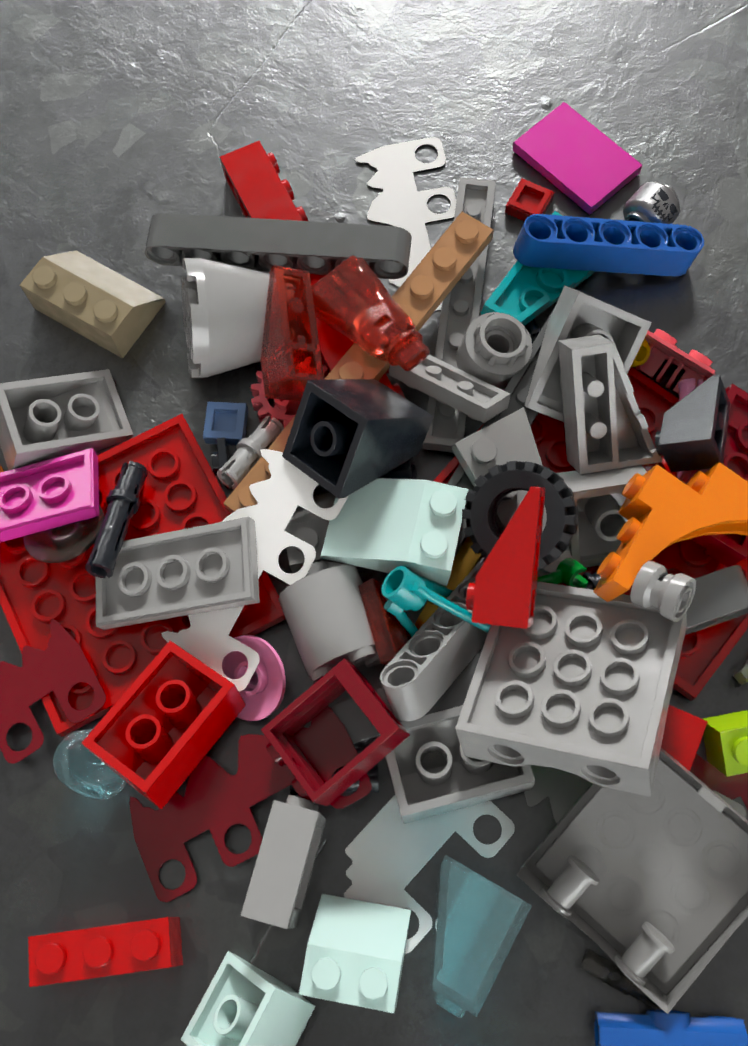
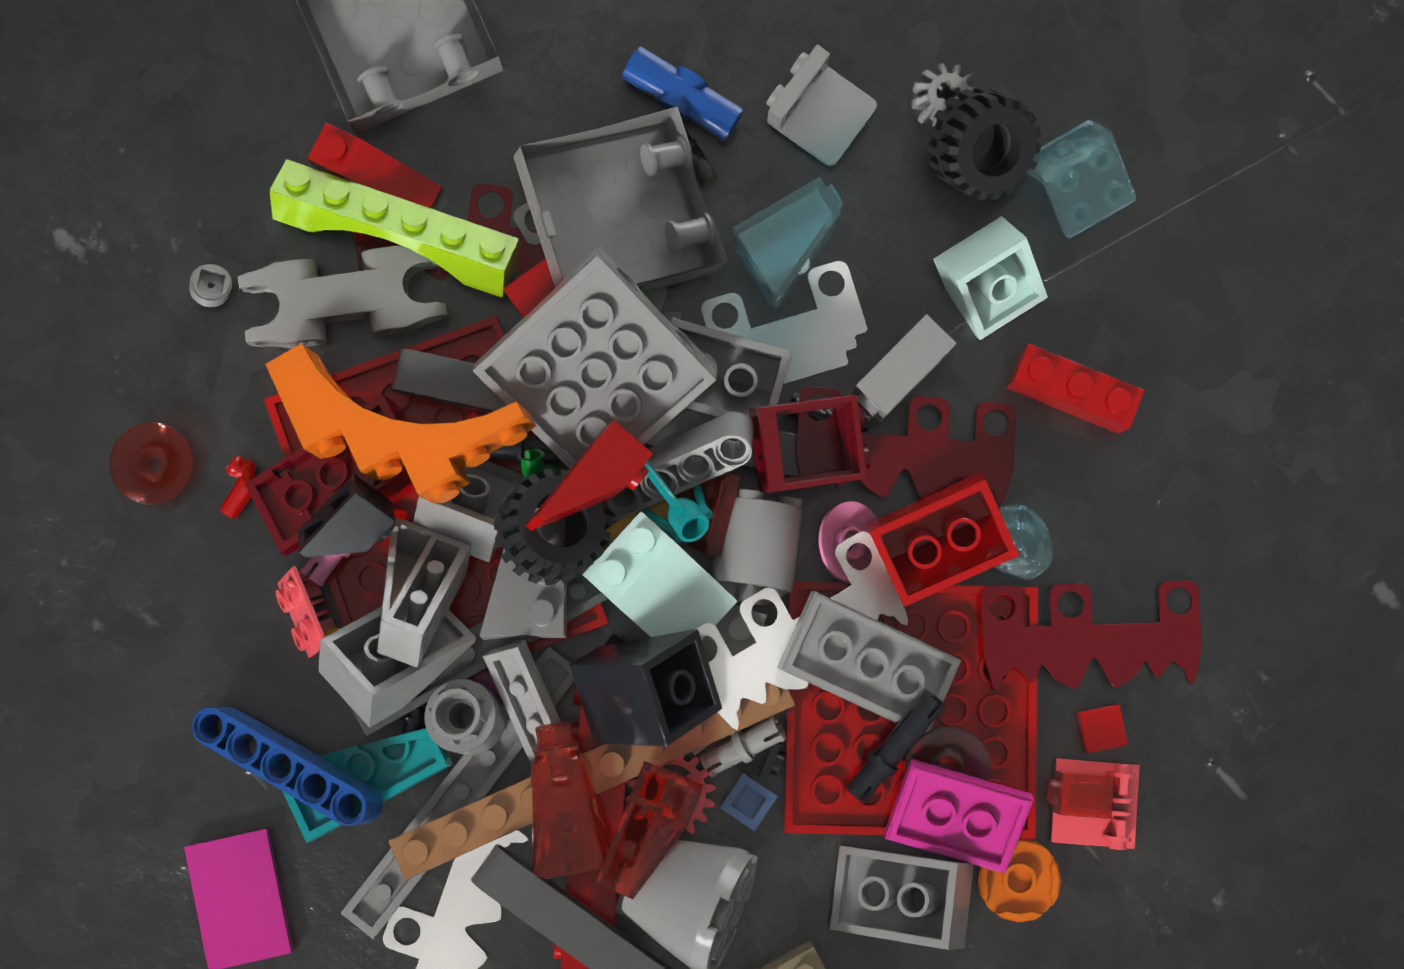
camera: 160 degrees left, 15 degrees up
(356, 953) = (880, 279): light aqua slope -> none
(528, 200) = (318, 875): red tile -> none
(653, 203) = (214, 786): flat silver head -> none
(663, 591) = (487, 387): light grey wheel -> none

